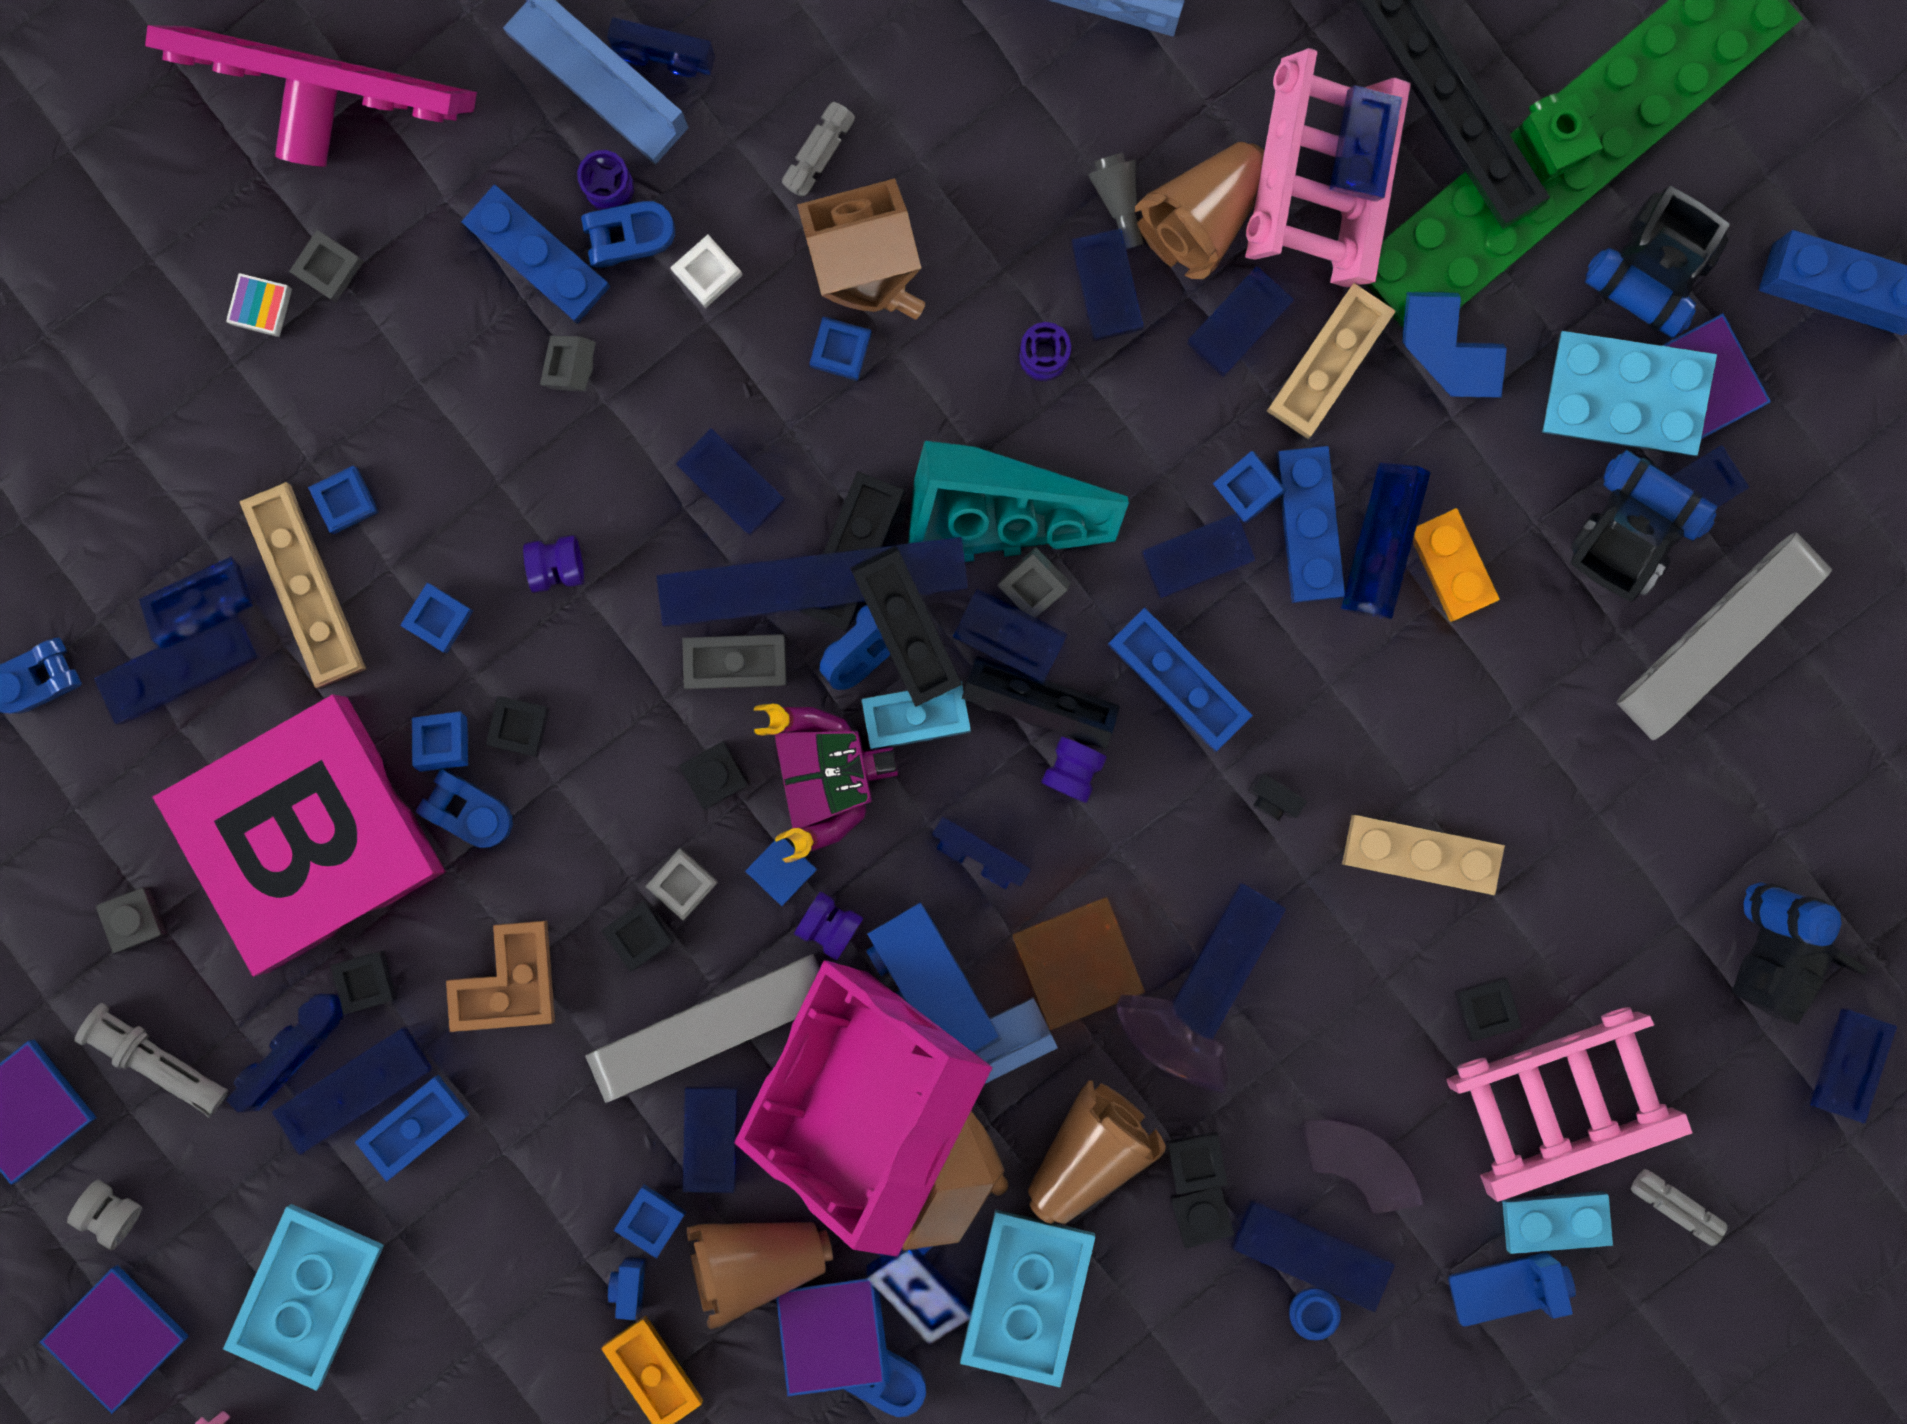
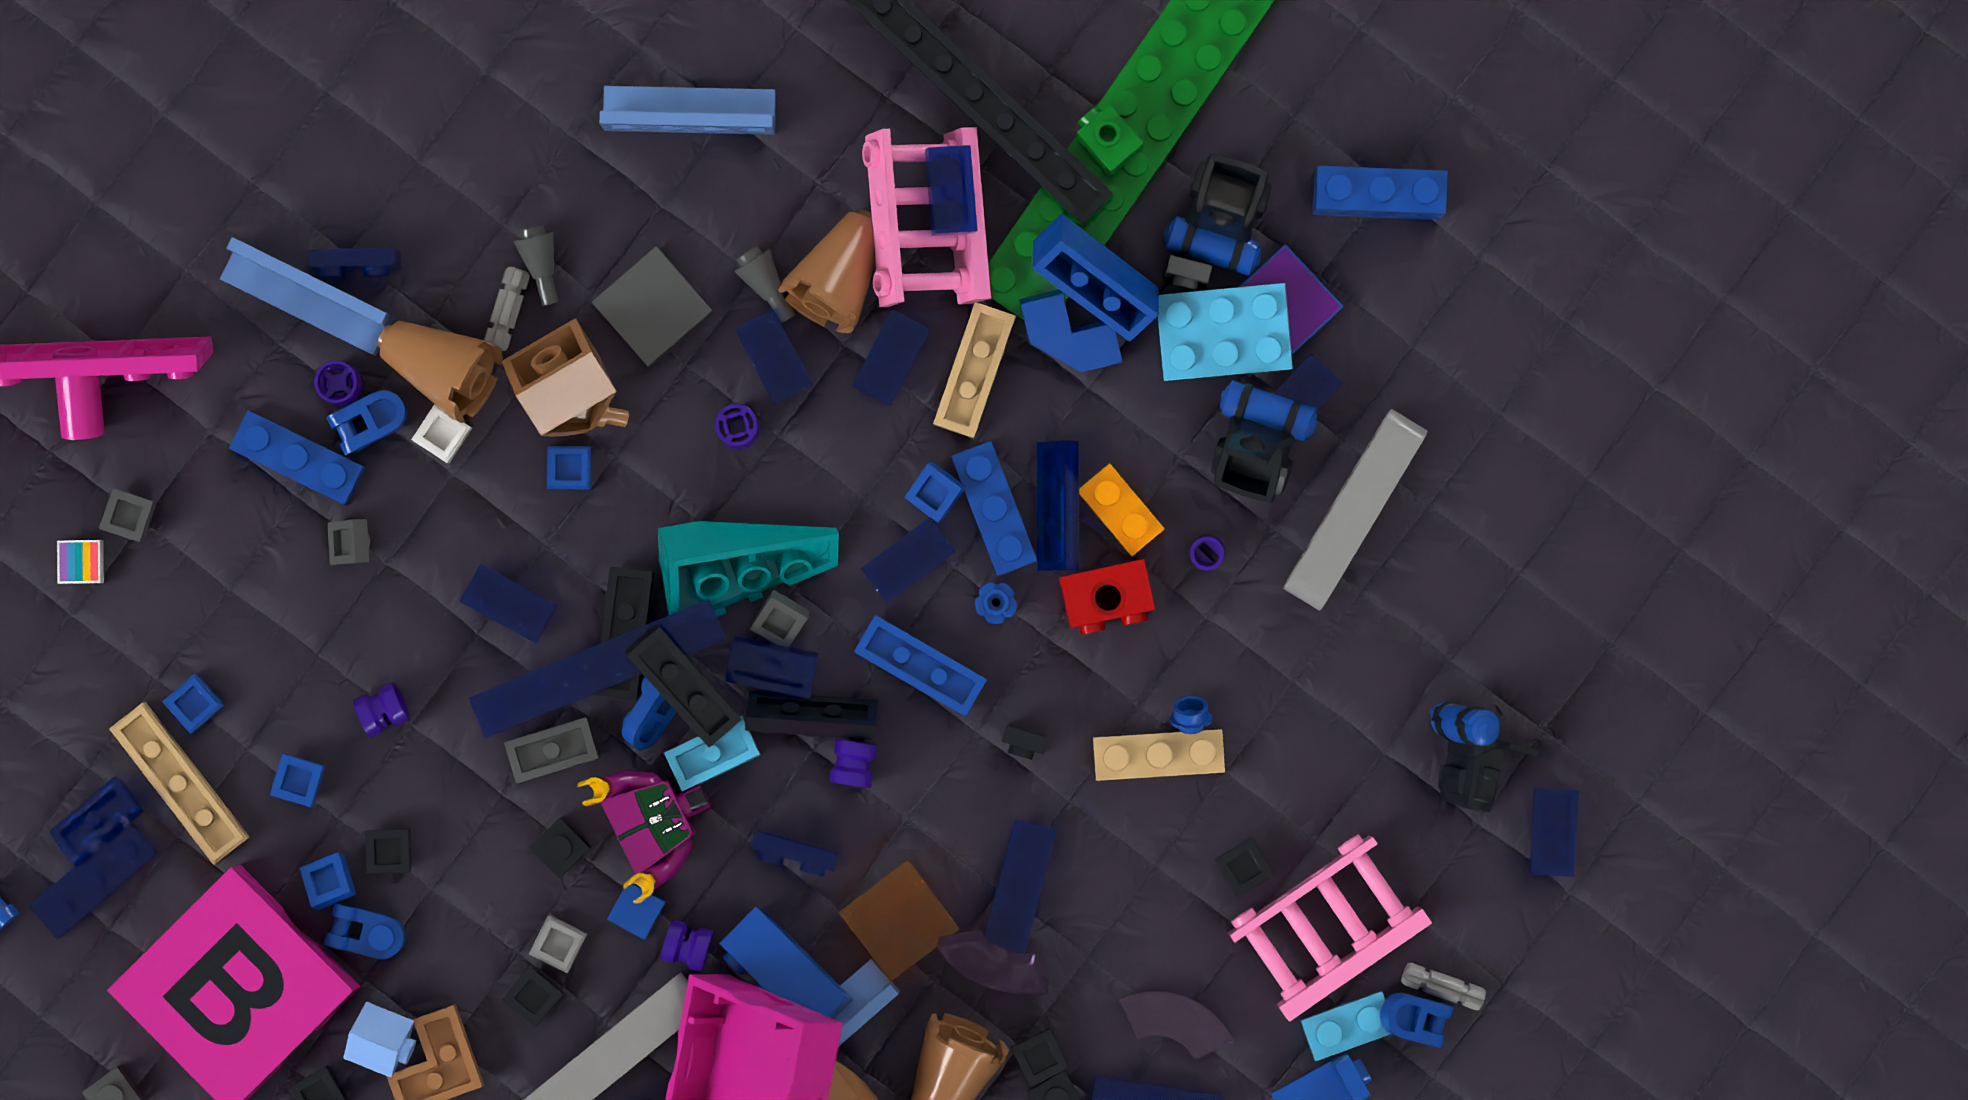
camera: 15 degrees left, 0 degrees up
(449, 938) = (380, 1040): none -> light blue brick
(730, 191) = (442, 365): none -> medium nougat cone
(870, 95) = (537, 252): none -> dark grey cone
(983, 191) = (652, 306): none -> dark grey tile
(1277, 643) = (1007, 605): none -> blue plate
(1444, 647) = (1127, 578): none -> red brick
(1473, 819) = (1190, 714): none -> blue plate
(1504, 288) = (1095, 277): none -> blue brick
(1532, 645) = (1201, 558): none -> dark purple hinge
(1604, 315) = (1187, 273): none -> dark grey plate
(1640, 1236) = (1406, 1015): none -> blue plate

